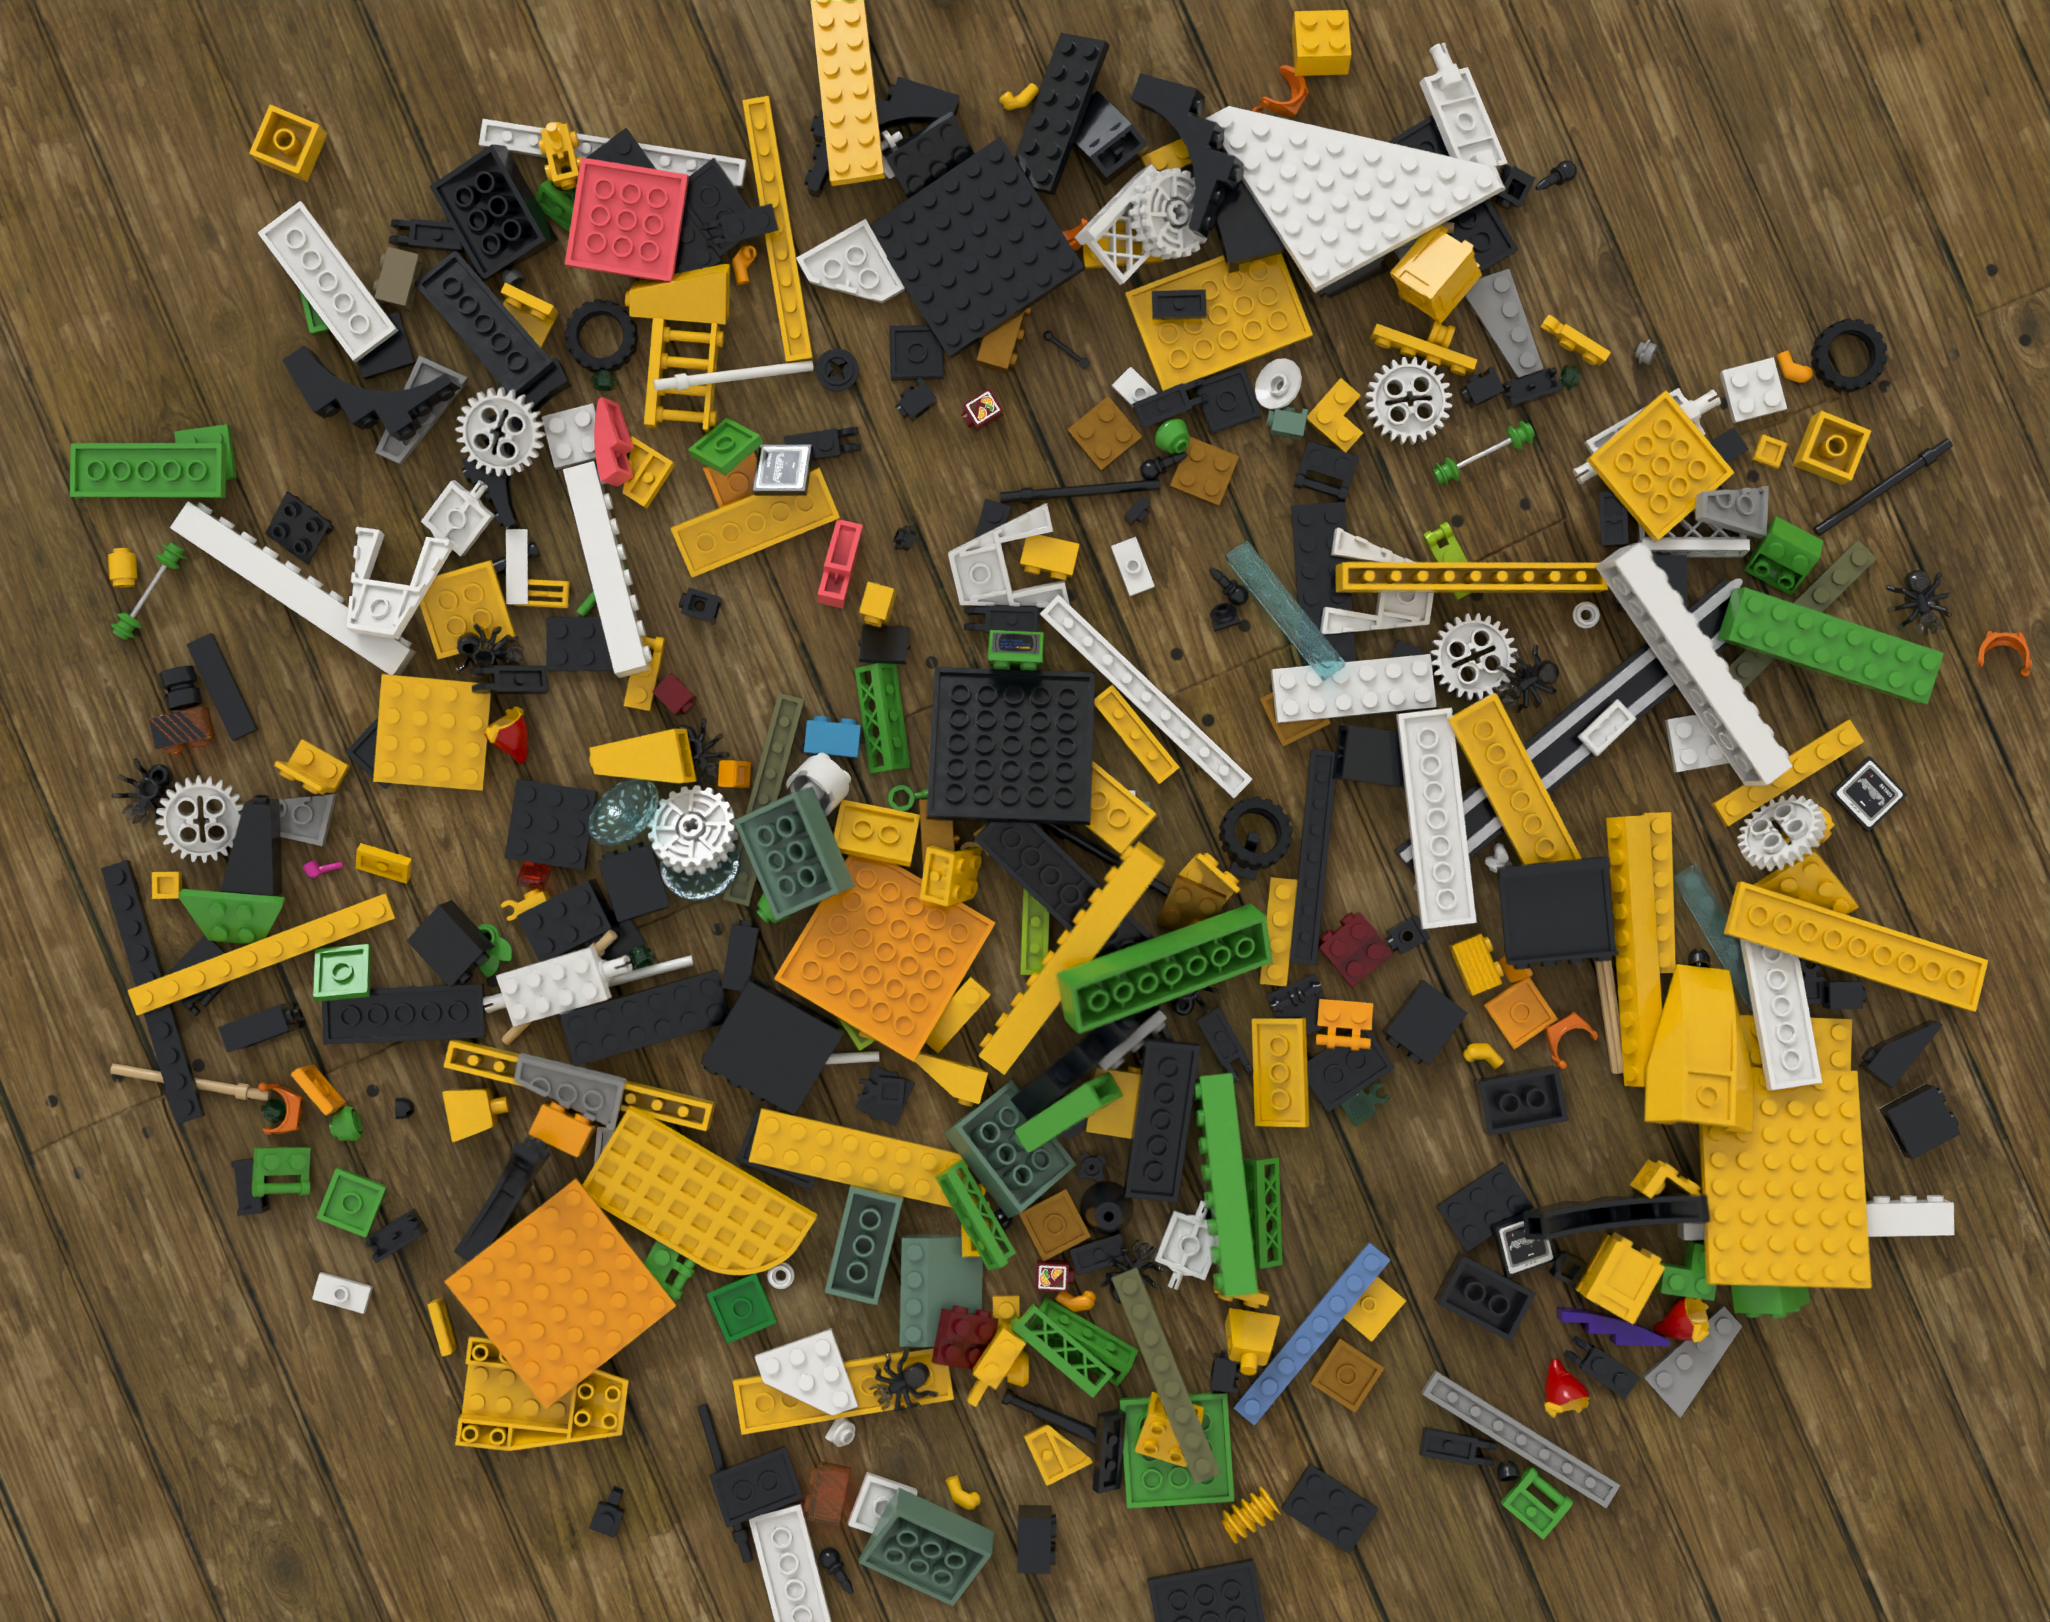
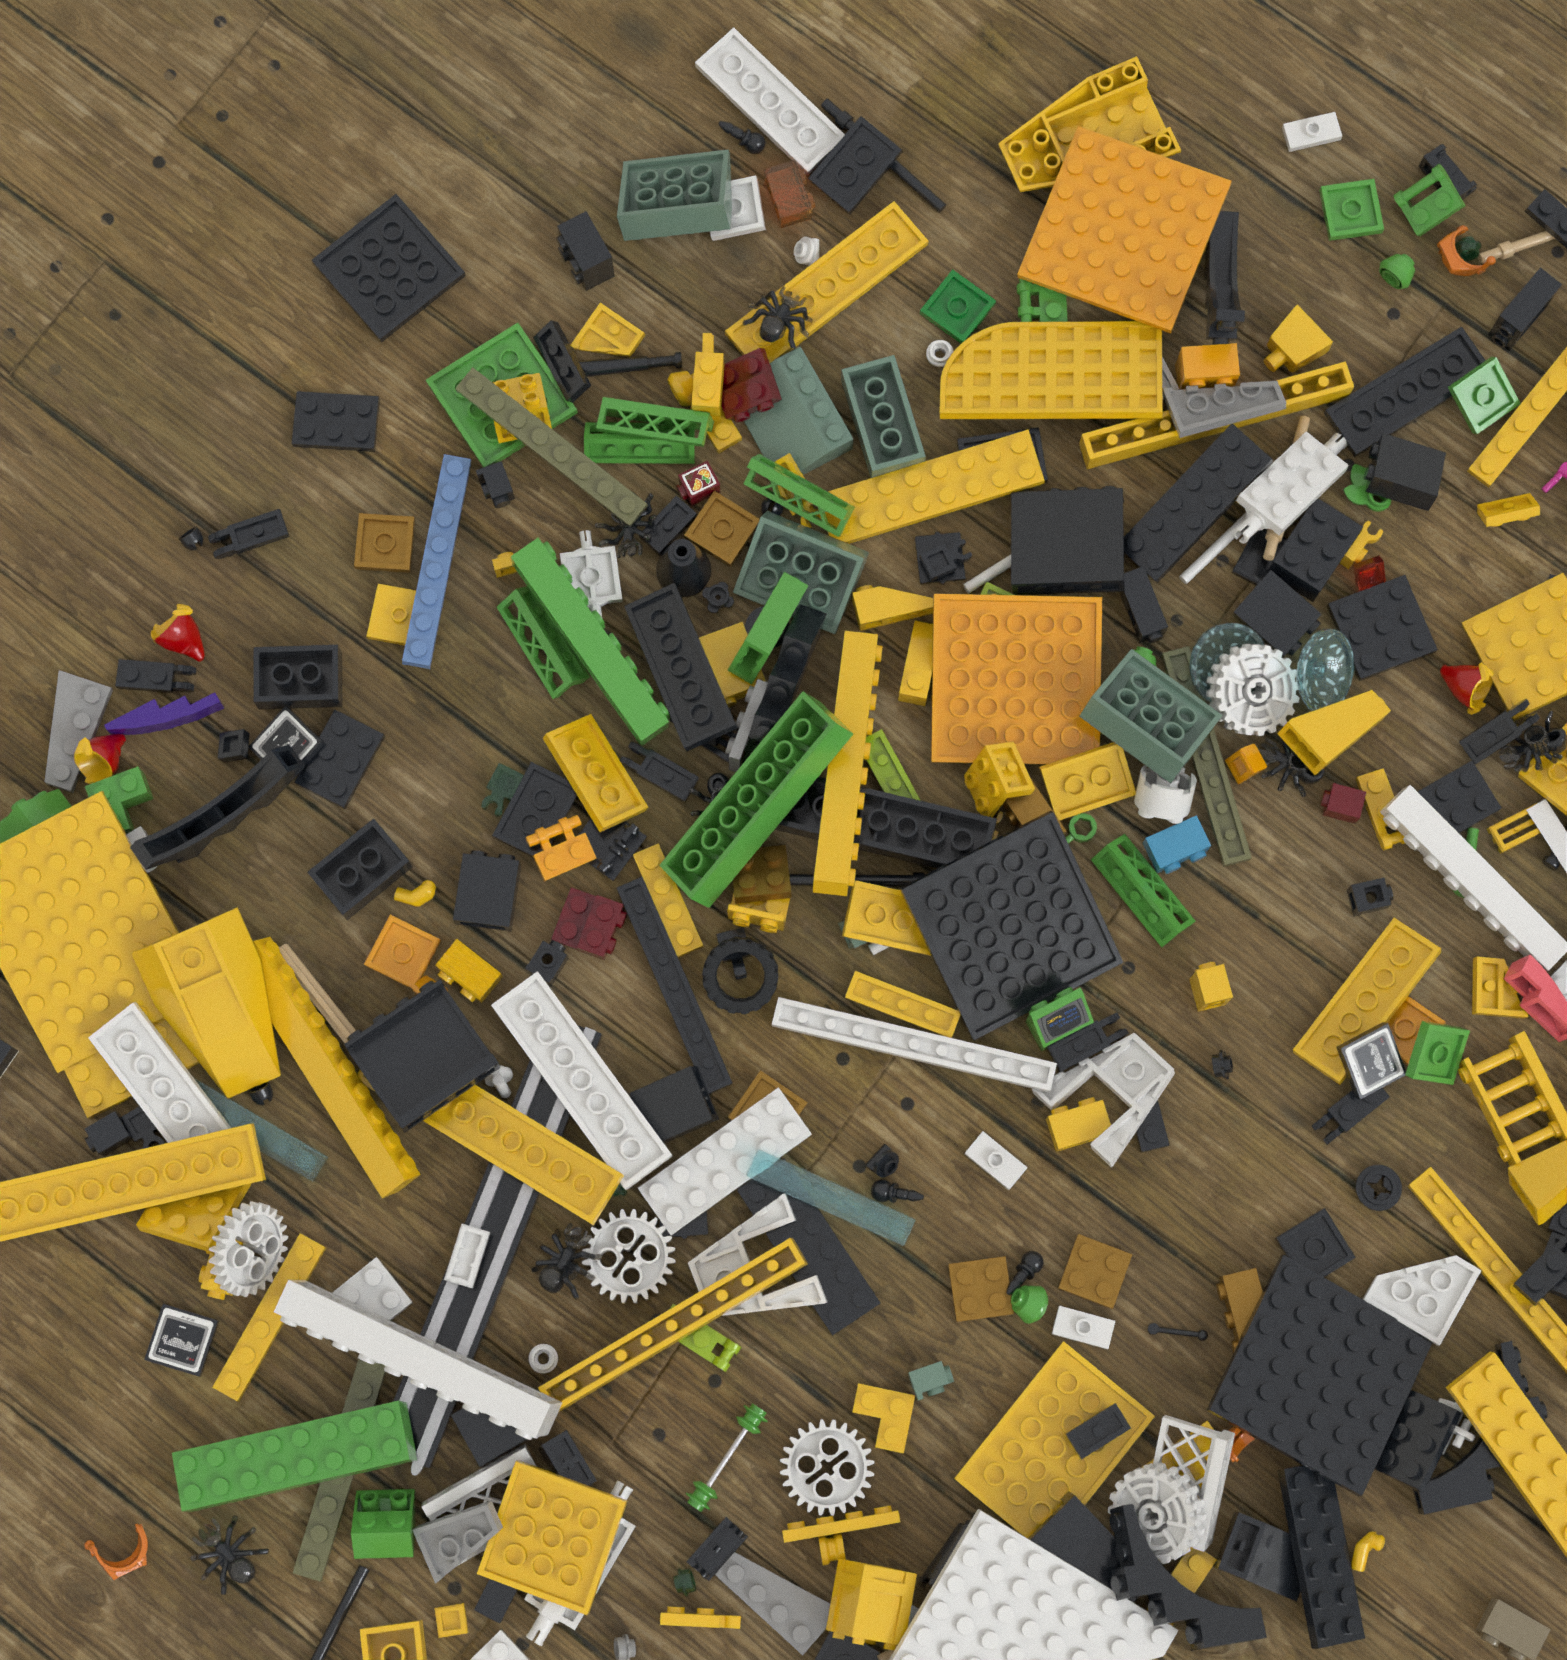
camera: 145 degrees right, 10 degrees down
(319, 1089) = (1441, 284): light orange plate -> none
(396, 1235) = (1295, 203): black hinge -> none
(403, 1108) = (1357, 312): black hinge -> none
(442, 1326) = (1208, 149): yellow tile -> none
(608, 1515) = (968, 75): black plate -> none
(640, 957) = (1231, 555): clear green plate -> none
(682, 381) = (1513, 1087): white bar -> none
(741, 262) = (1528, 1238): light orange arm -> none
(810, 1372) = (865, 284): white plate -> none
(839, 563) = (1267, 1008): coral slope -> none
(884, 644) = (1181, 955): black piece -> none
(916, 401) = (1288, 1199): black brick -> none
(960, 1497) = (670, 253): yellow arm -> none
(982, 410) = (1222, 1225): dark red brick -> none
(1027, 495) = (1131, 1172): black bar -> none
(1078, 1303) = (662, 472): light orange arm -> none
(1138, 511) = (1020, 1213): black plate -> none
(1167, 403) = (1052, 1330): black hinge -> none
(1230, 401) = (998, 1370): black tile -> none
(1249, 1514) = (404, 374): yellow piece -> none
(1250, 1338) = (490, 524): yellow torso -> none
(1270, 382) = (959, 1411): white dish -> none
(1328, 462) = (867, 1364): black plate -> none
(1481, 388) = (764, 1519): black brick -> none
(1520, 1439) = (195, 573): light grey plate -> none
(1532, 1510) = (152, 517): bright green plate -> none
(1558, 1029) = (355, 962): orange helmet -> none
(1620, 1277) = (182, 760): yellow container -> none
(1652, 1176) = (201, 865): yellow bracket -> none
(1663, 887) = (332, 1141): yellow plate -> none
(1893, 1056) = (29, 1106): black slope -> none

